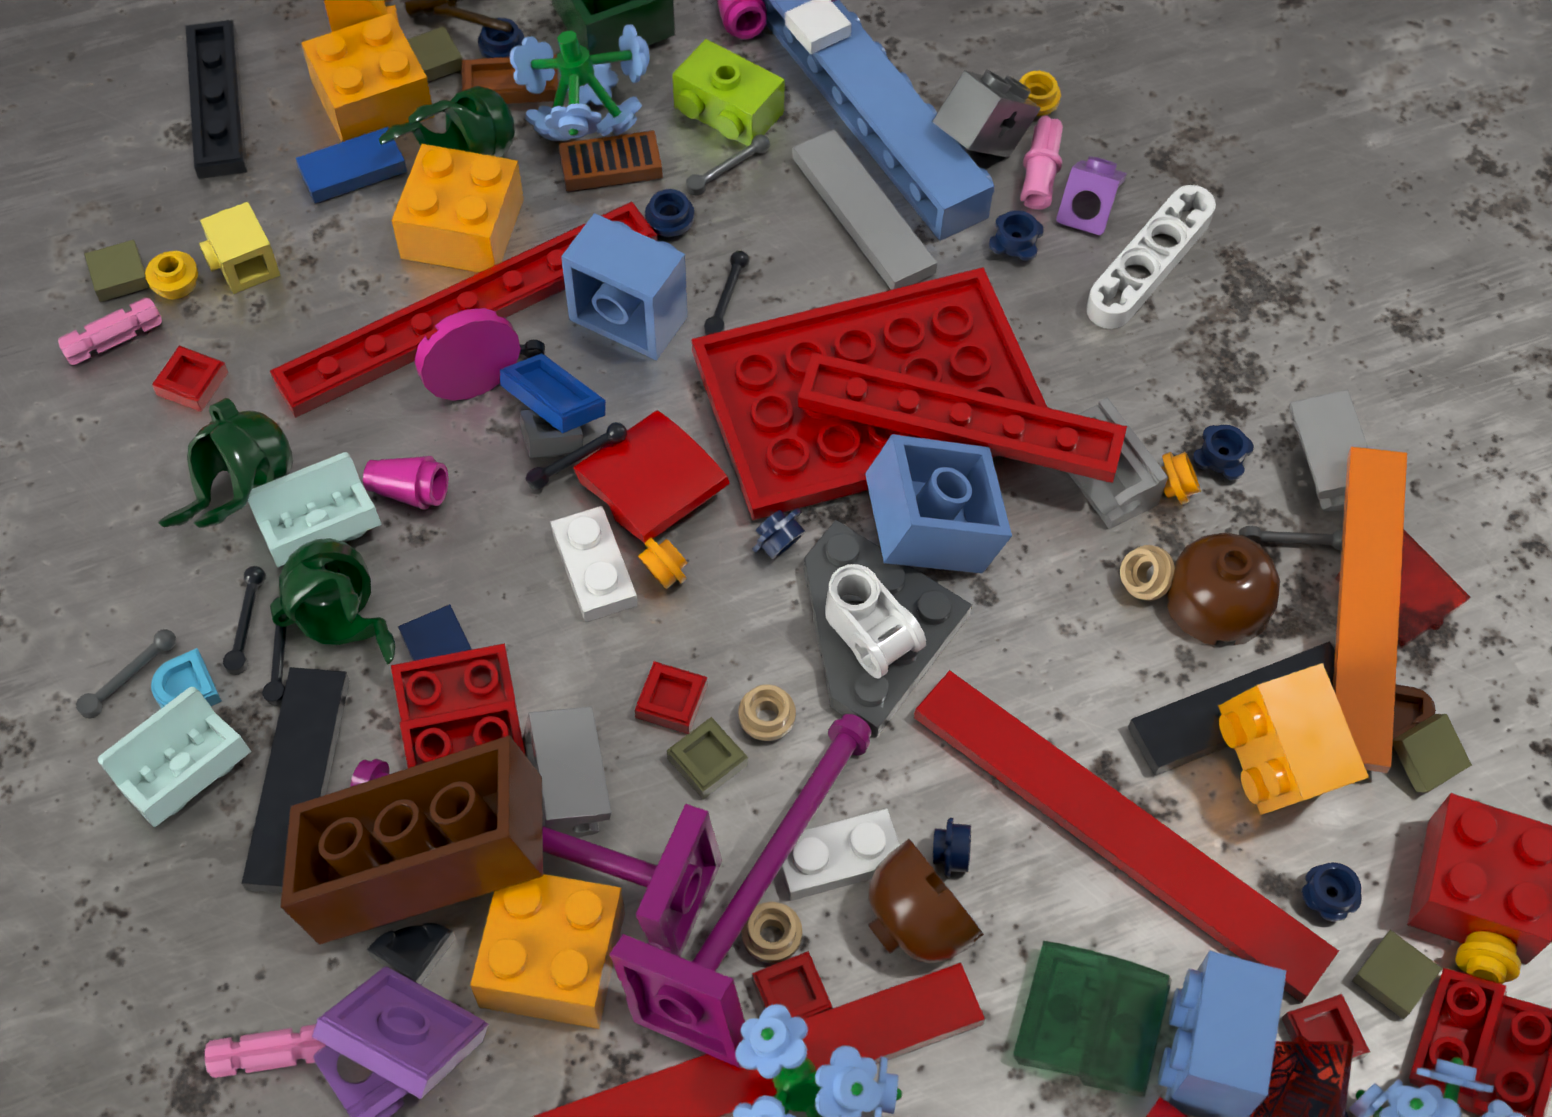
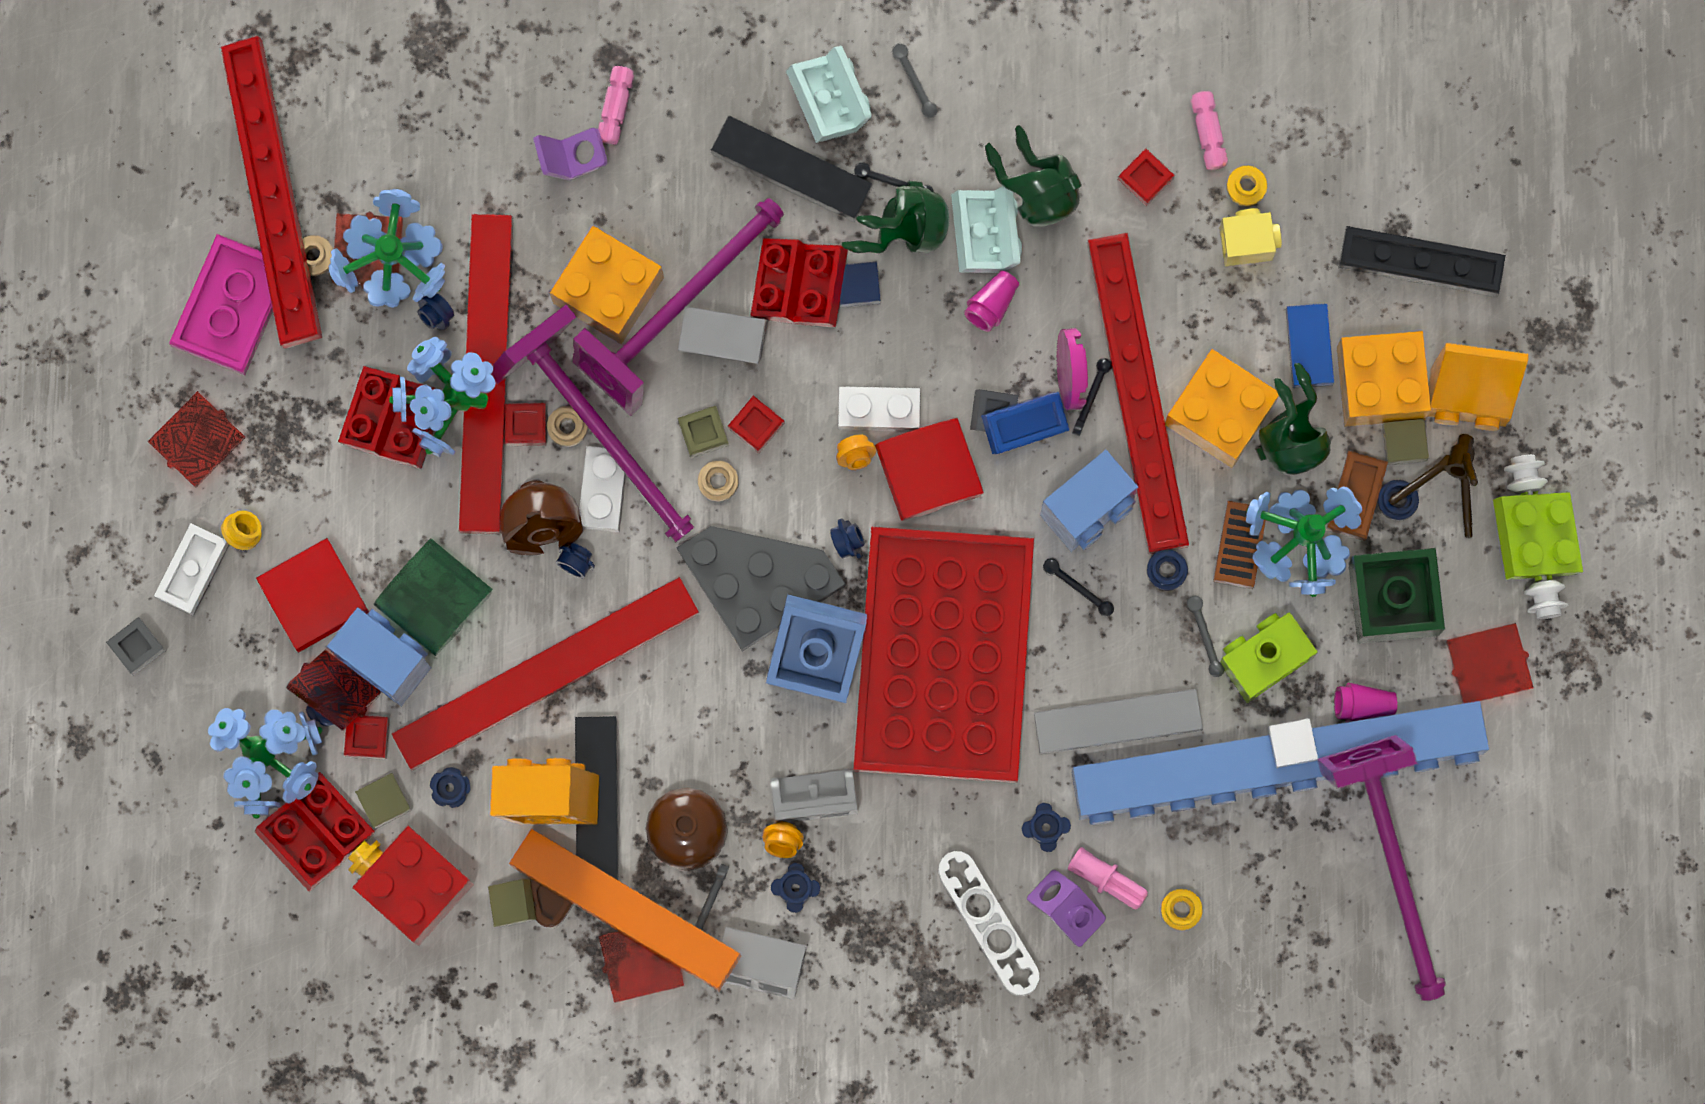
camera: 115 degrees right, 20 degrees up
(116, 270) = (1267, 147): olive tile -> none
(180, 674) = (890, 115): medium azure tile -> none
(235, 660) = (897, 153): black hinge -> none
(401, 1031) = (587, 181): medium lavender tile -> none
(412, 949) = (646, 206): black tile -> none
(414, 841) = (694, 218): reddish brown brick -> none
(540, 476) = (961, 393): black hinge -> none
(876, 629) = (739, 565): white piece -> none
(962, 416) = (879, 695): red plate -> none
(987, 113) = (1150, 839): dark grey brick -> none
(1135, 568) = (718, 779): tan plate -> none

